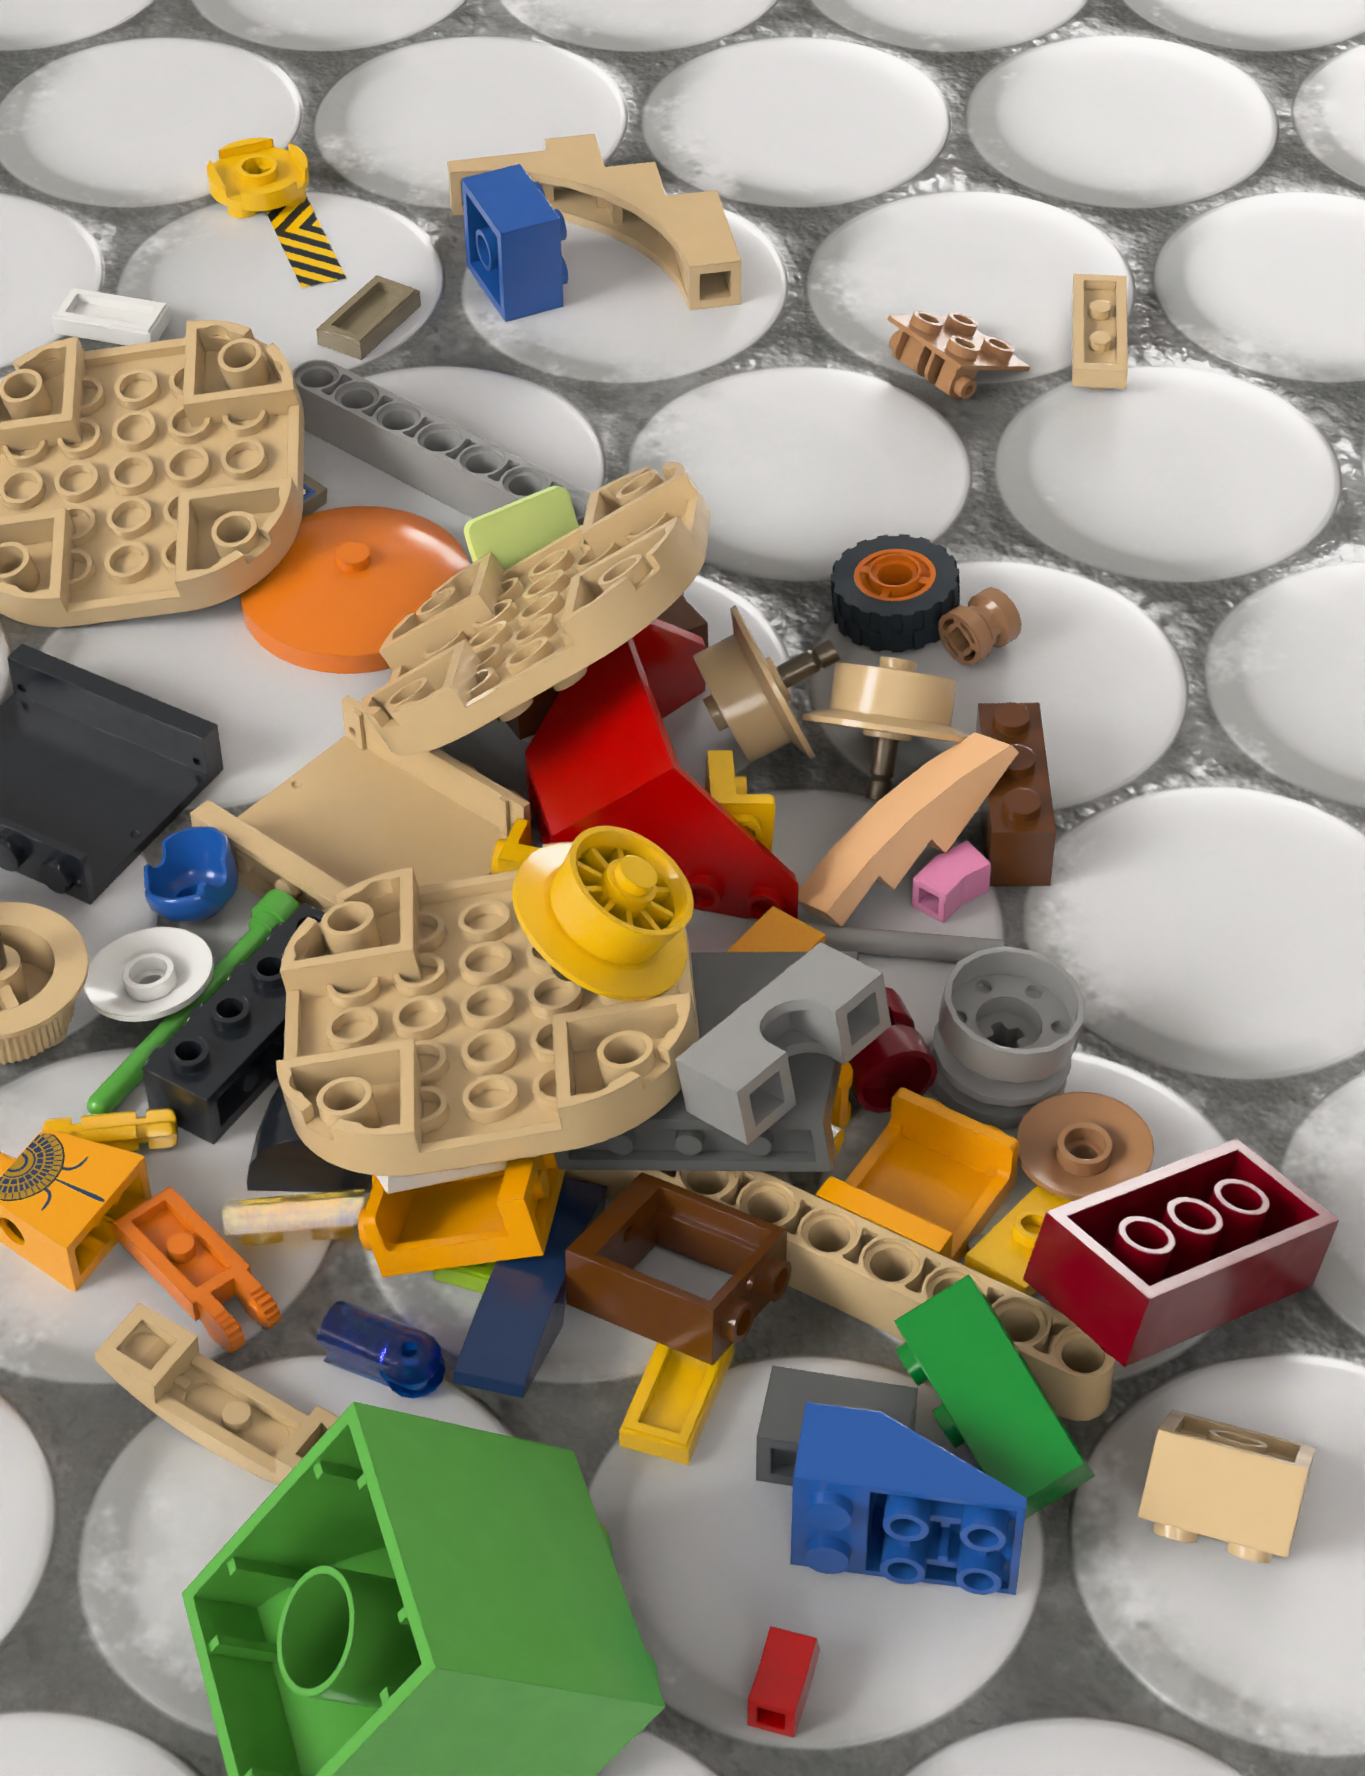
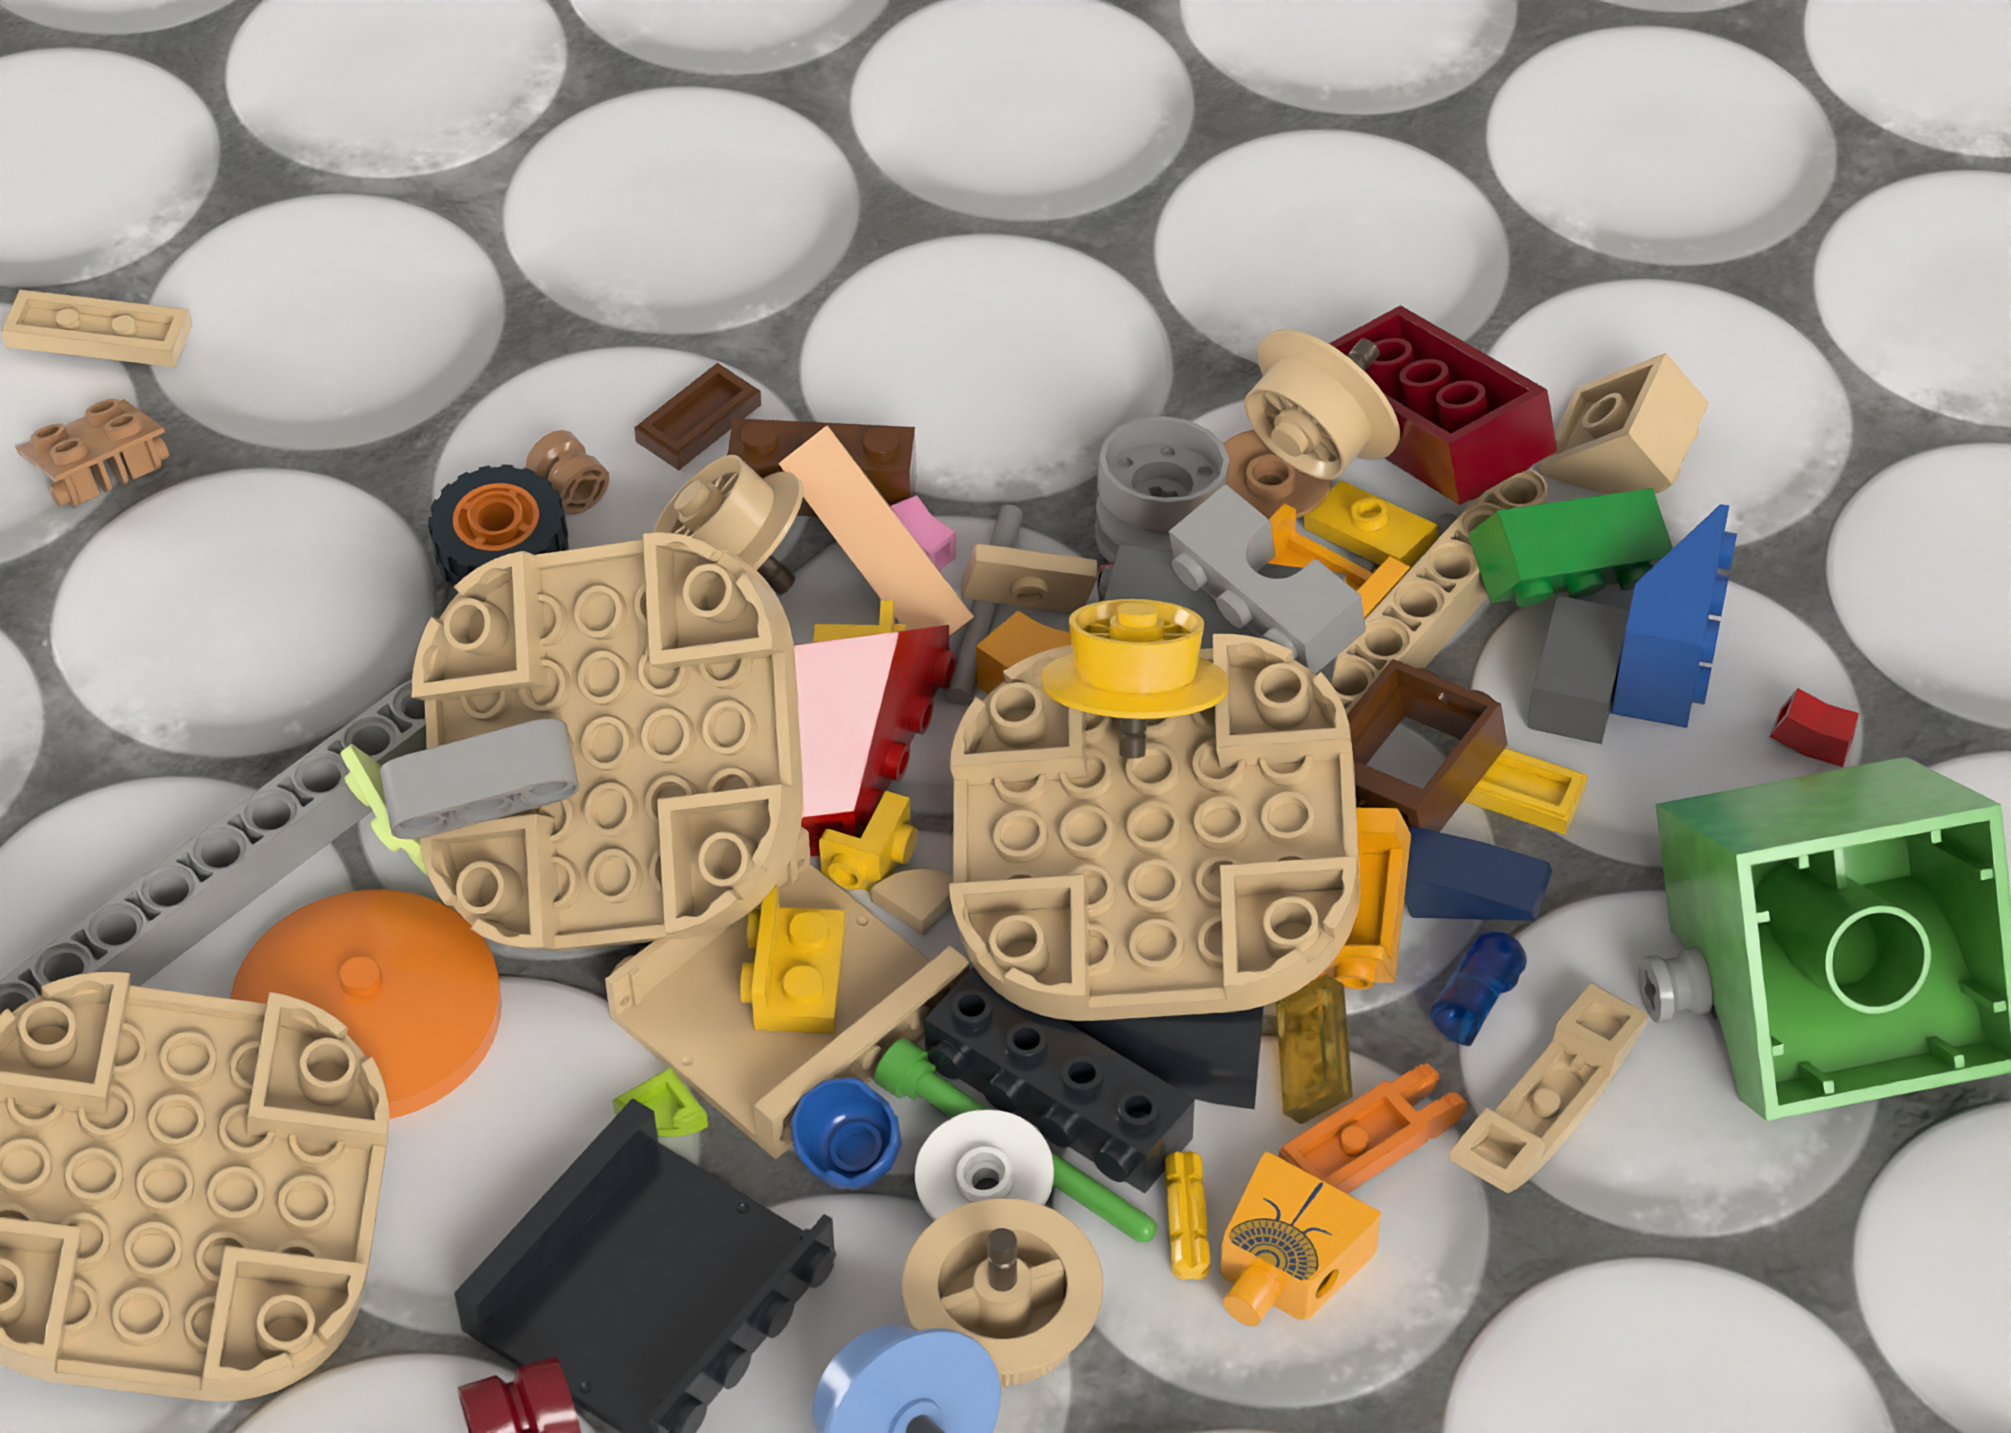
camera: 85 degrees left, 5 degrees up
(248, 774) = (673, 1104): none -> lime tile
(390, 825) = (795, 967): none -> yellow bracket
(499, 544) = (479, 779): none -> light grey beam
(881, 942) = (1028, 578): none -> tan plate
(1093, 717) = (697, 416): none -> reddish brown tile
(1132, 1119) = (1320, 404): none -> tan piece

